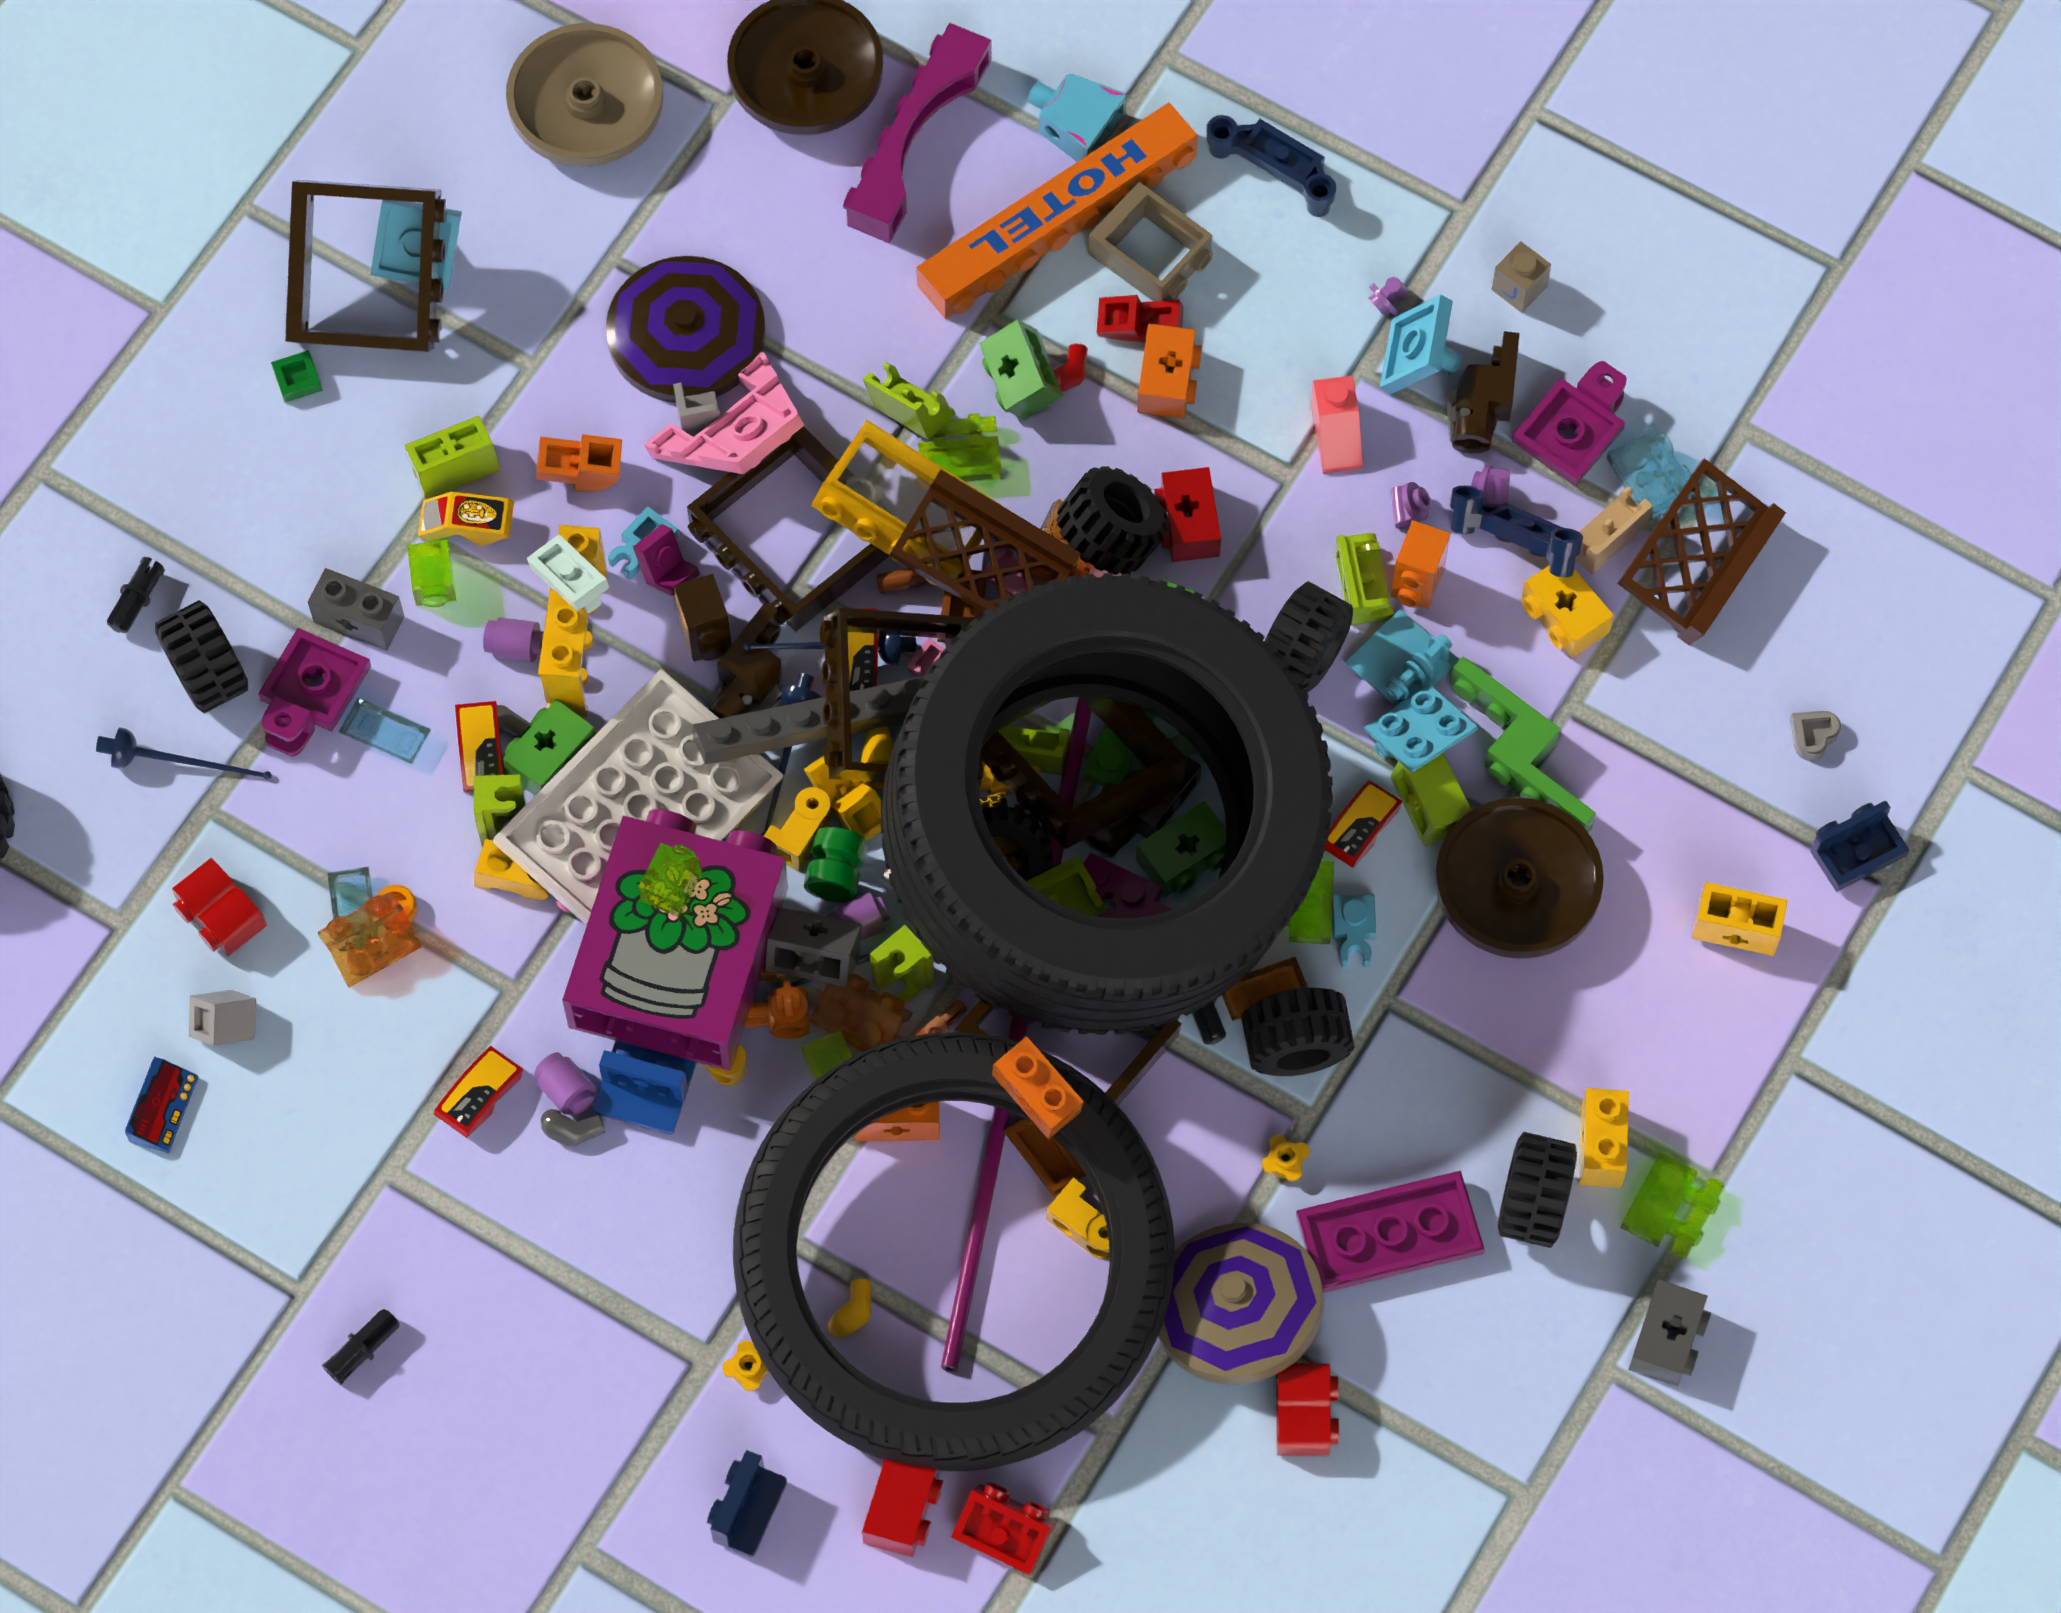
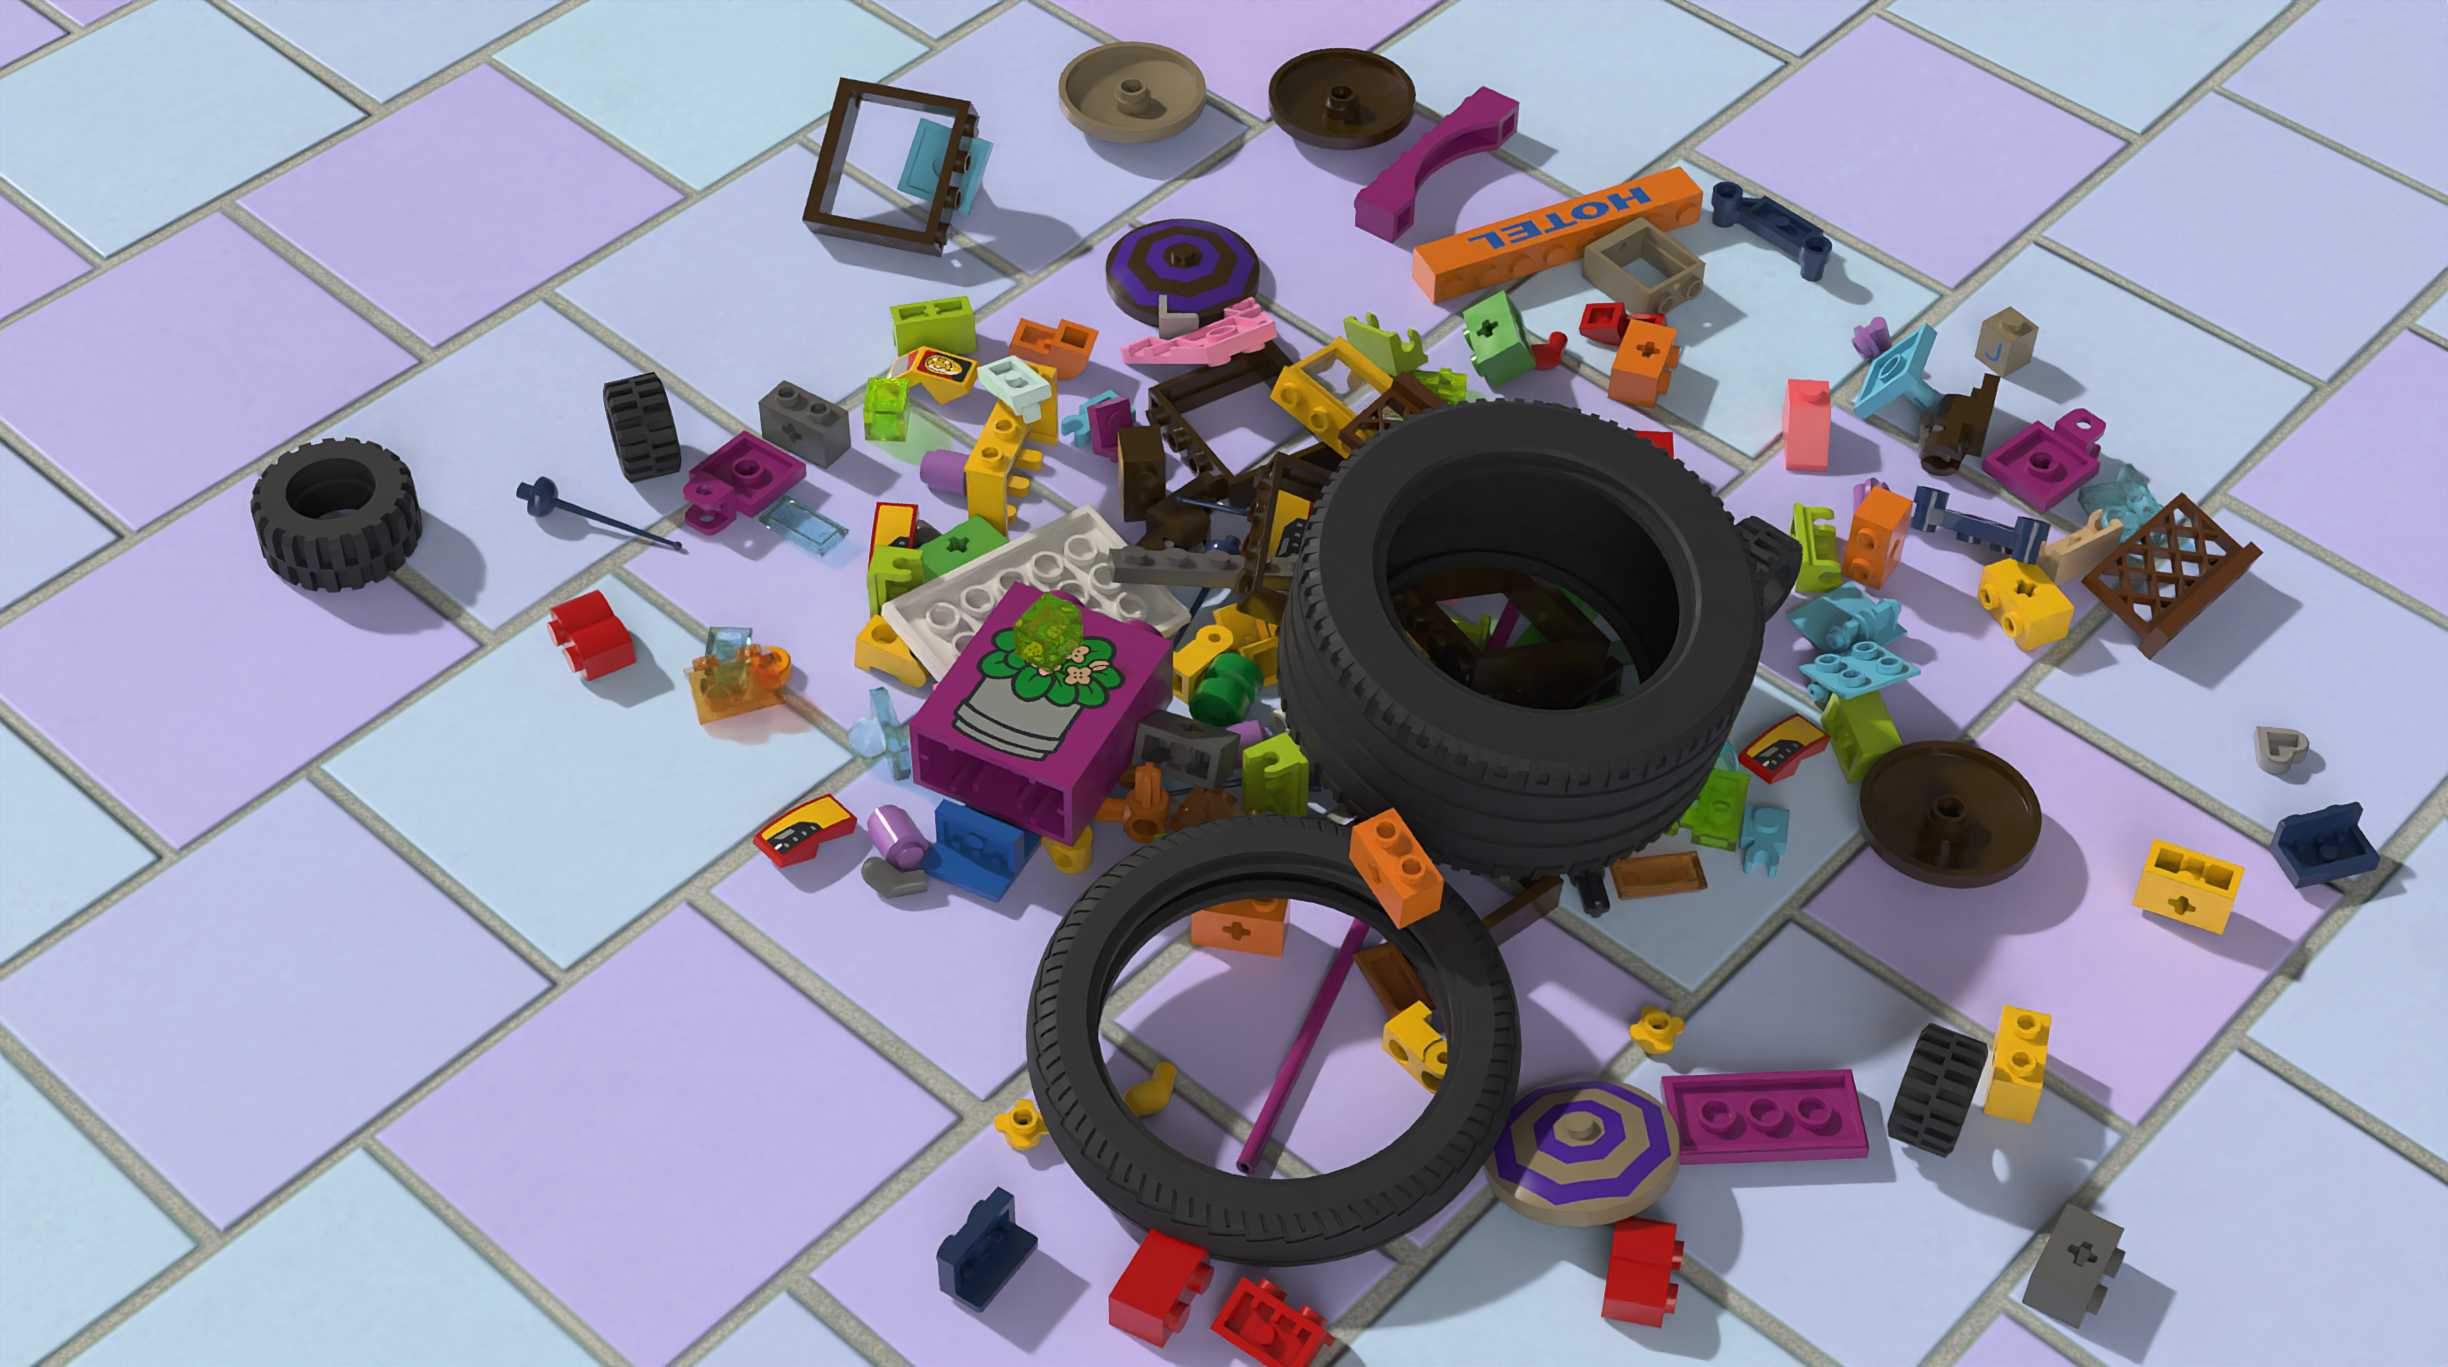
camera: 10 degrees right, 20 degrees down
(135, 595) = (592, 389): black axle -> none
(160, 1105) = (474, 790): slope -> none
(222, 1017) = (564, 724): light grey panel -> none
(296, 376) = (805, 255): green tile -> none
(361, 1346) = (609, 1036): black axle -> none
(522, 972) = (881, 736): none -> clear light blue tile
(1078, 114) = (1590, 166): medium azure torso -> none
(1297, 1031) = (1689, 902): black tyre -> none
(1493, 483) = (1962, 492): medium lavender plate -> none
(1522, 745) = (1966, 699): bright green bracket -> none
(1660, 1199) = (2077, 1136): clear neon green plate -> none

